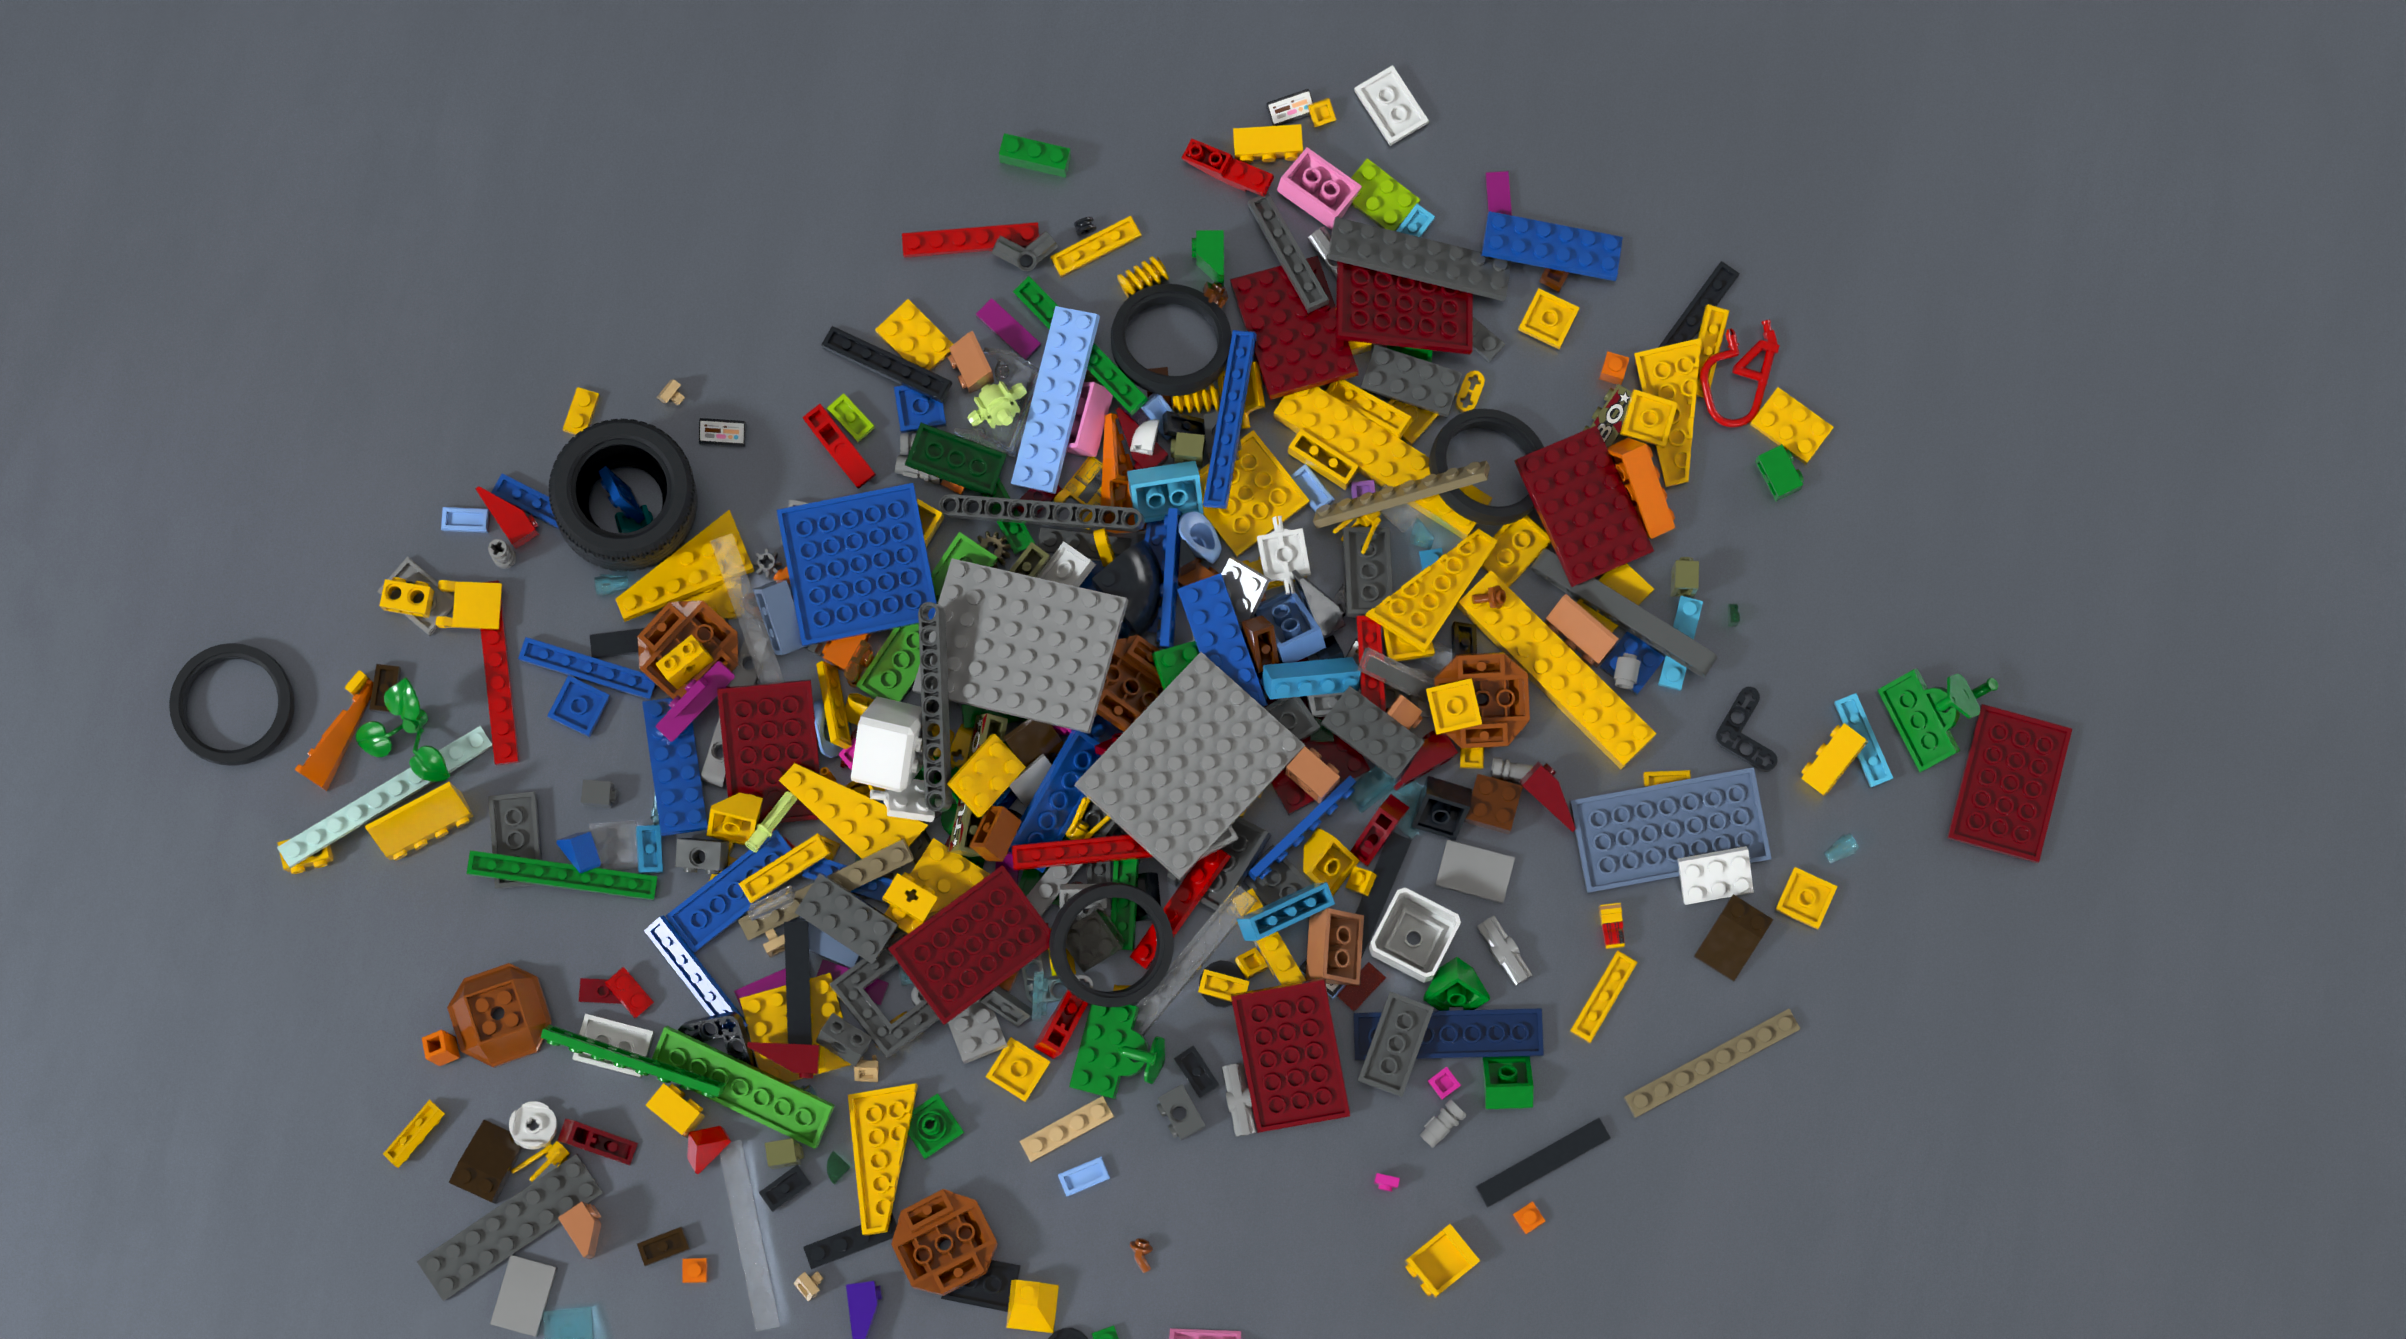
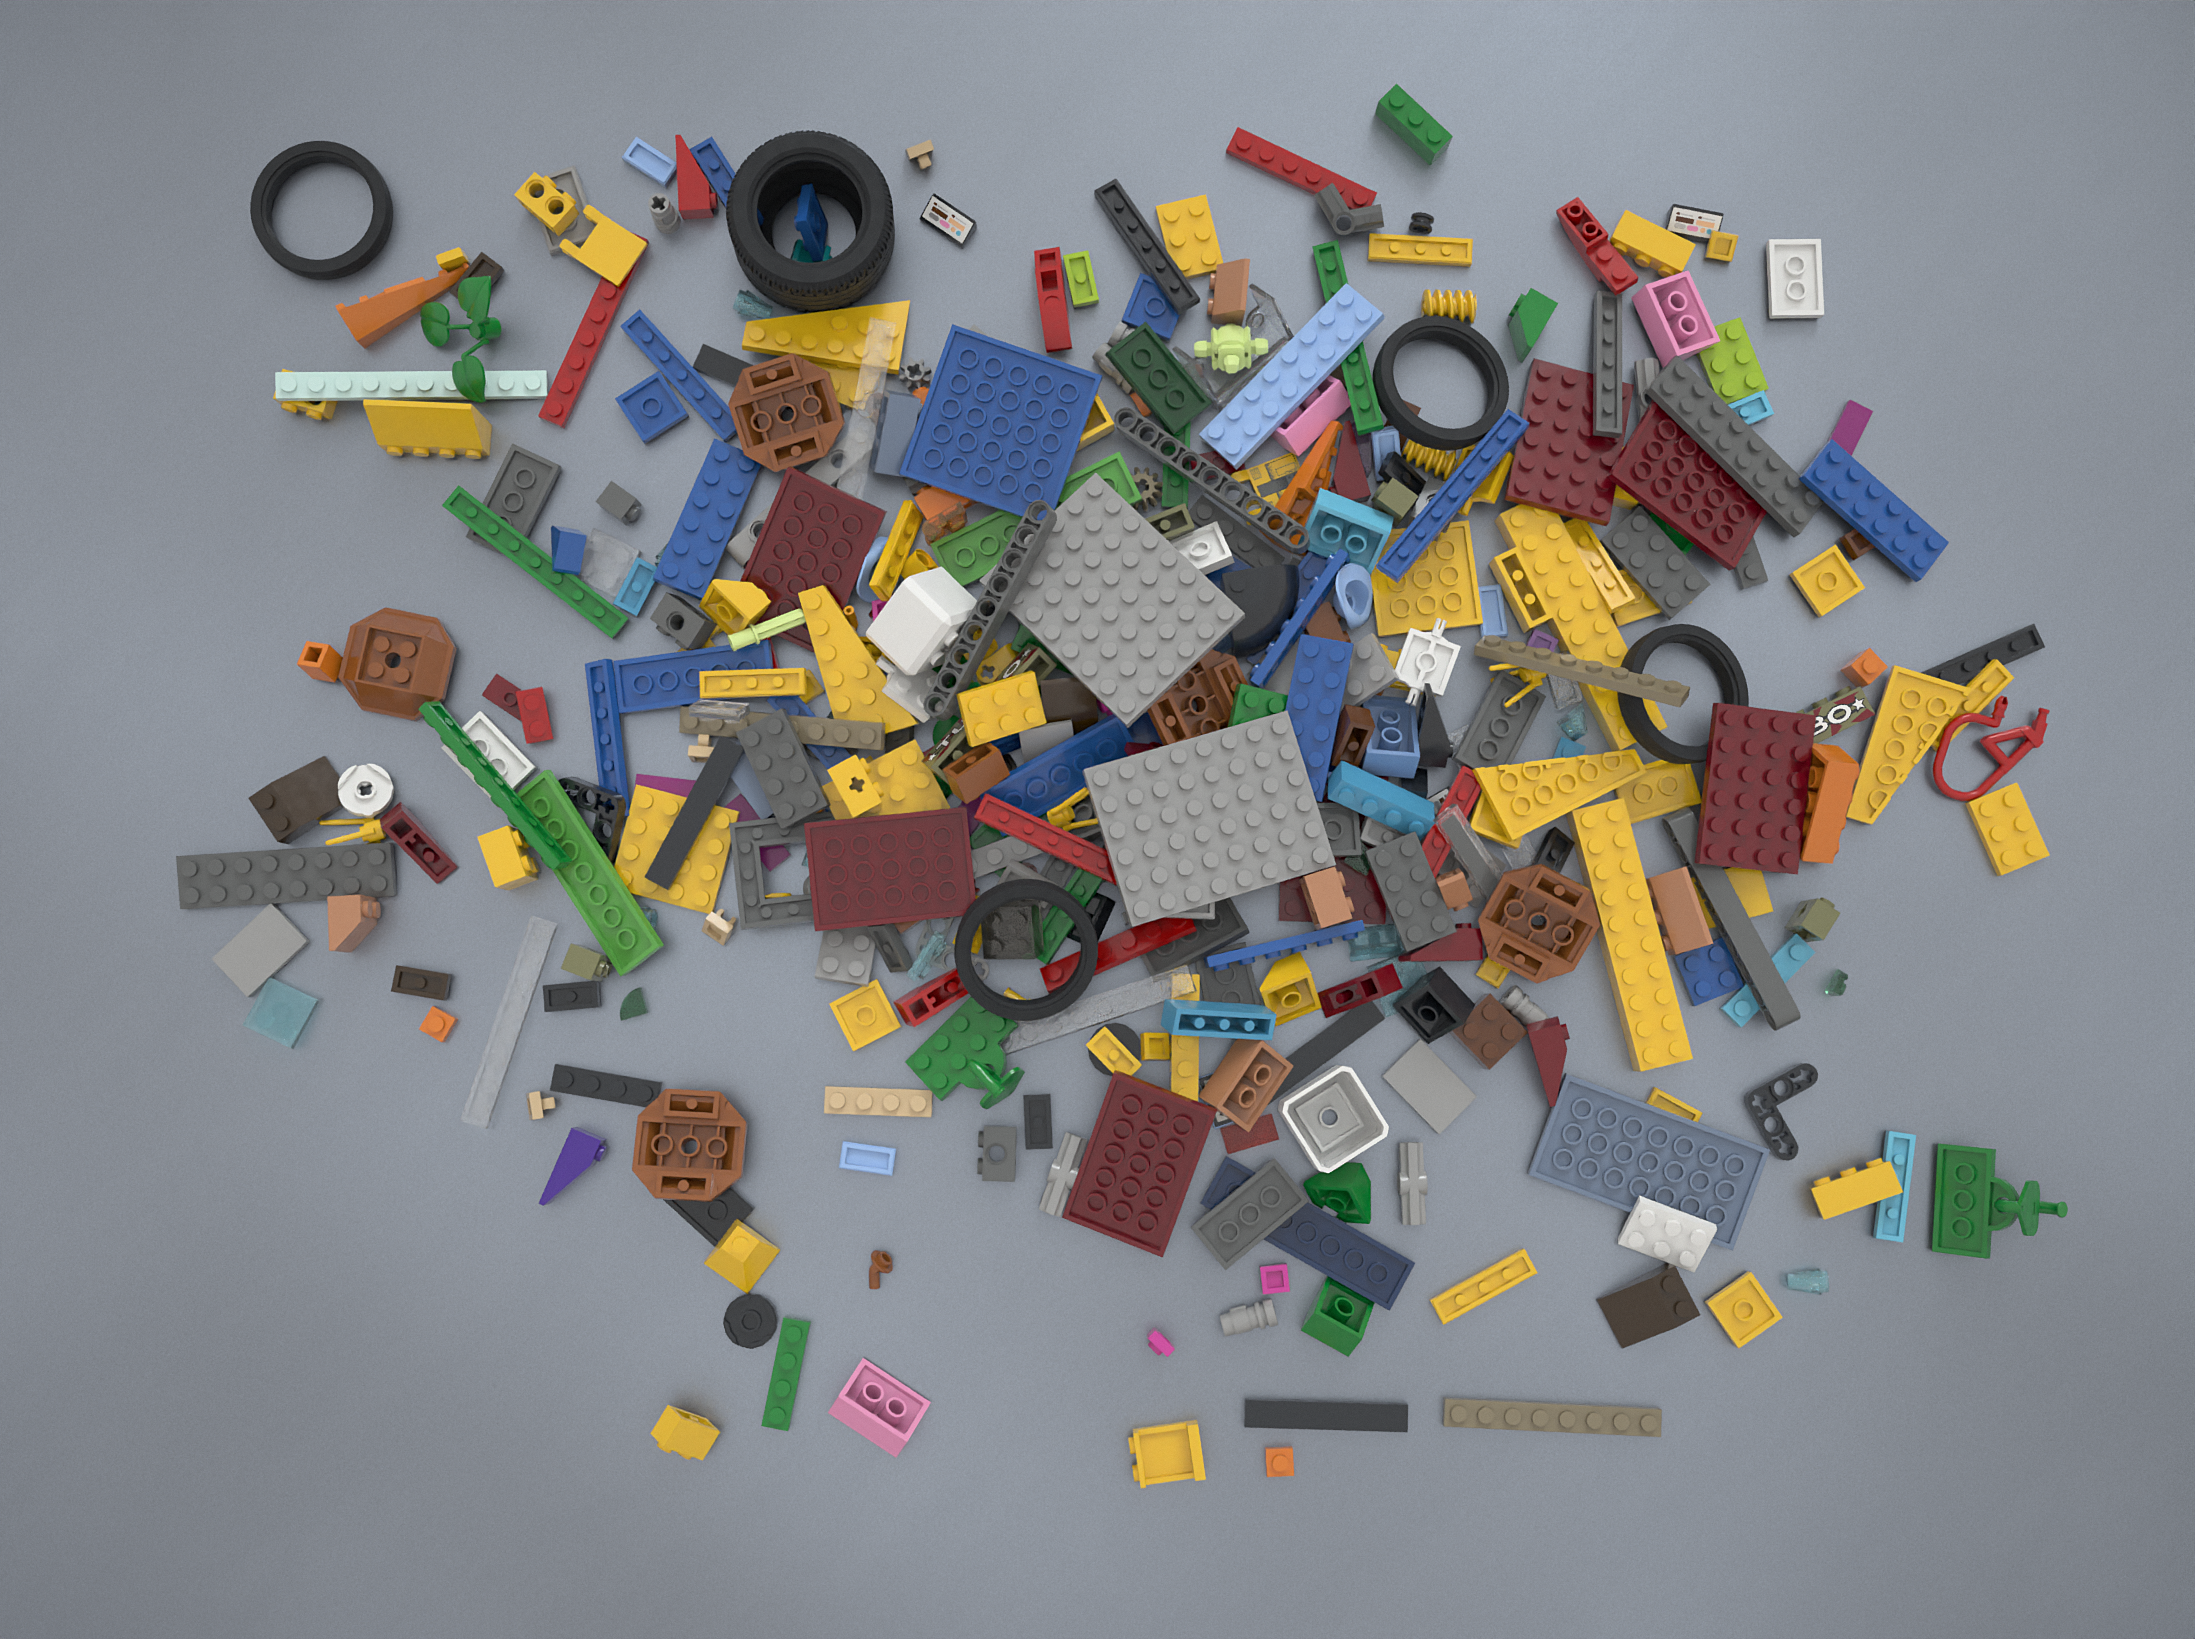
camera: 25 degrees right, 5 degrees up
(413, 1134) = (247, 730): yellow plate -> none
(581, 411) = (827, 117): yellow plate -> none
(684, 662) = (773, 421): yellow brick -> none
(696, 699) = (761, 465): magenta bracket -> none
(705, 1146) = (518, 909): red slope -> none
(794, 1057) = (649, 874): dark red slope -> none
(844, 1039) = (710, 886): dark grey brick -> none
(879, 1139) = (690, 1002): yellow wing -> none
(933, 1126) = (748, 1020): green plate -> none
(1008, 329) = (1286, 281): magenta tile -> none
(1103, 546) = (1253, 548): yellow beam -> none
(1145, 437) = (1357, 465): white brick -> none
(1187, 558) = (1328, 610): black slope -> none
(1215, 293) = (1511, 363): reddish brown plate -> none
(1361, 881) = (1311, 1029): yellow plate -> none
(1454, 706) = (1507, 913): yellow plate -> none
(1464, 390) = (1701, 603): yellow beam -> none
(1495, 597) = (1613, 828): dark orange plate -> none
(1612, 925) = (1533, 1222): leg -> none
(1626, 671) = (1699, 978): light grey brick -> none
(1648, 418) = (1872, 739): yellow plate -> none
(1780, 472) = (1968, 869): green brick -> none
(2009, 783) = (2016, 1317): dark red plate -> none

